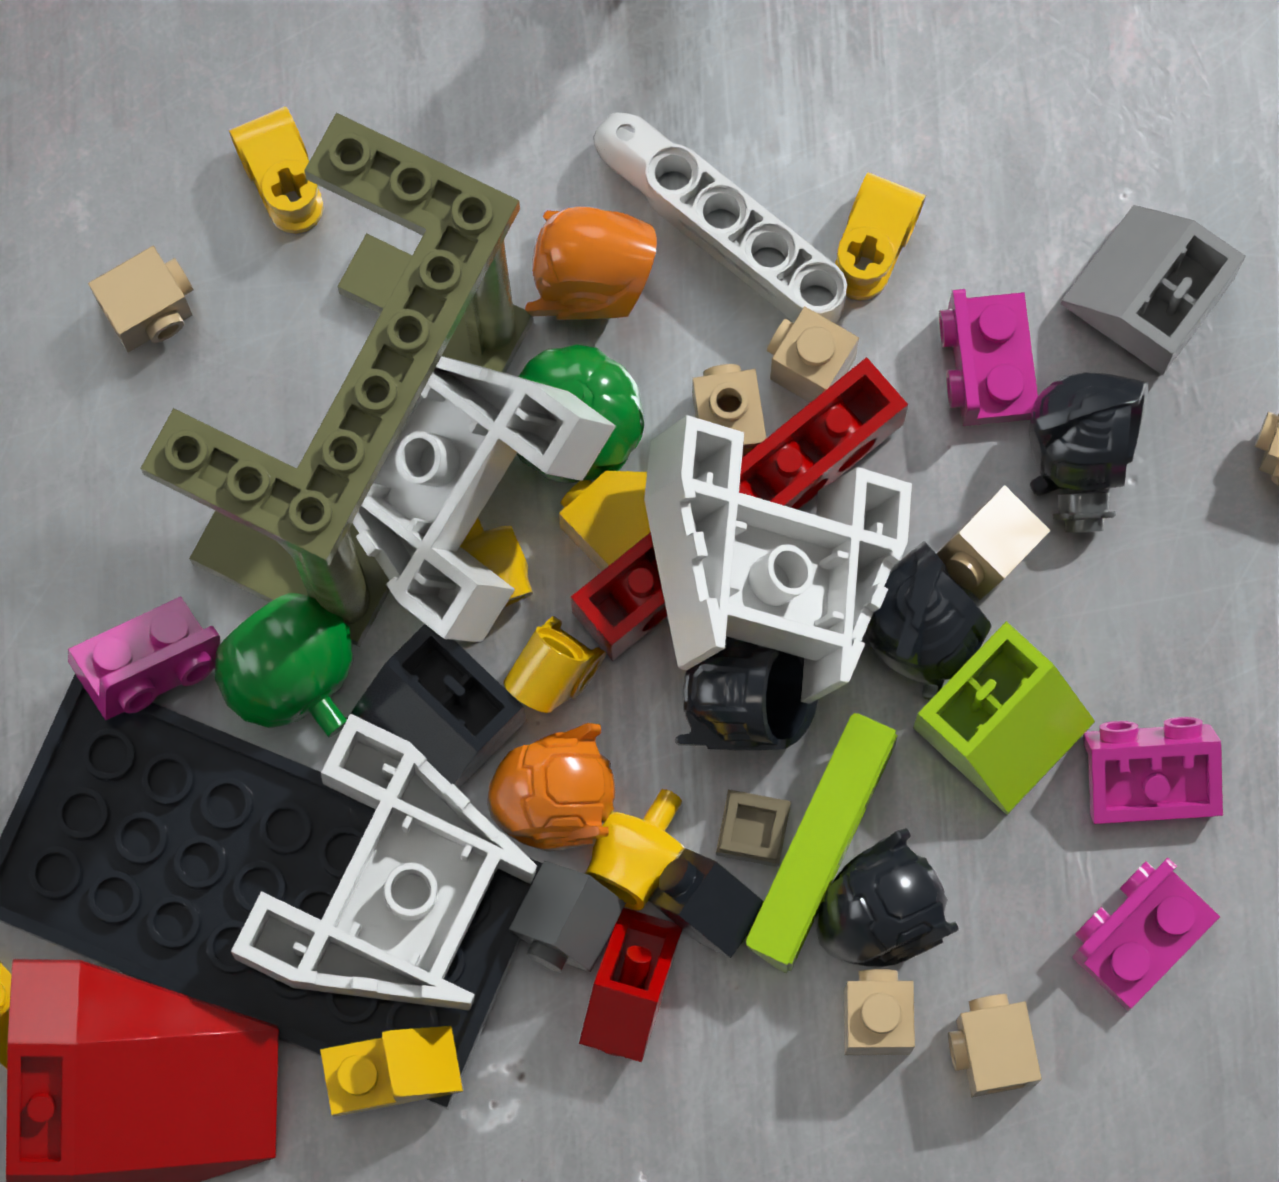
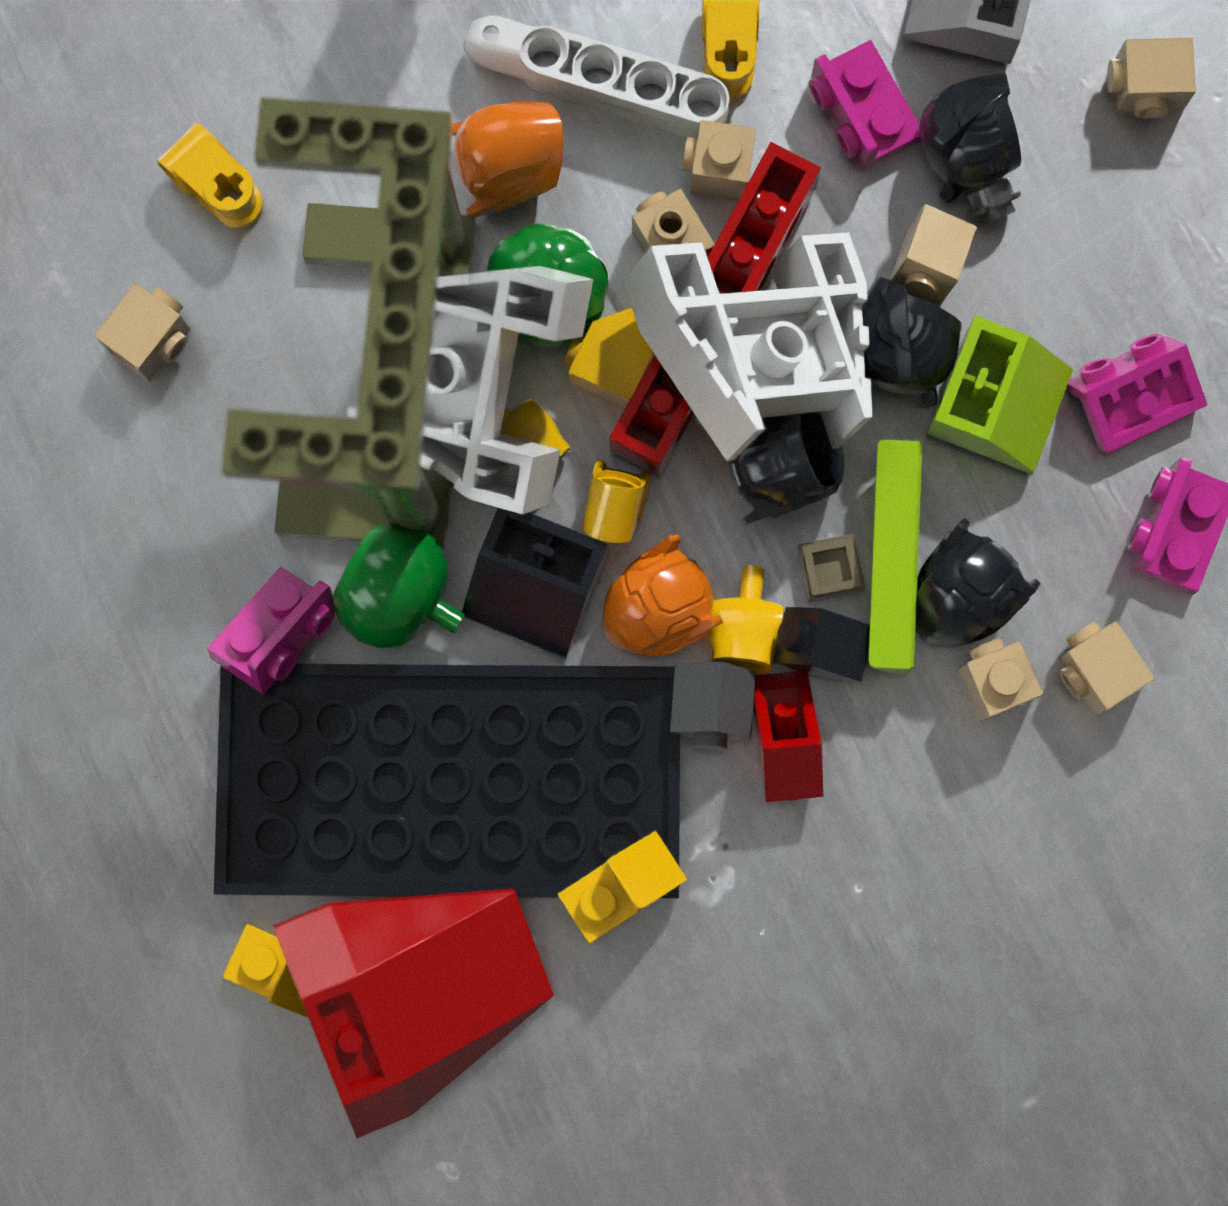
camera: 20 degrees left, 5 degrees up
(403, 891) = (575, 733): white wedge -> none

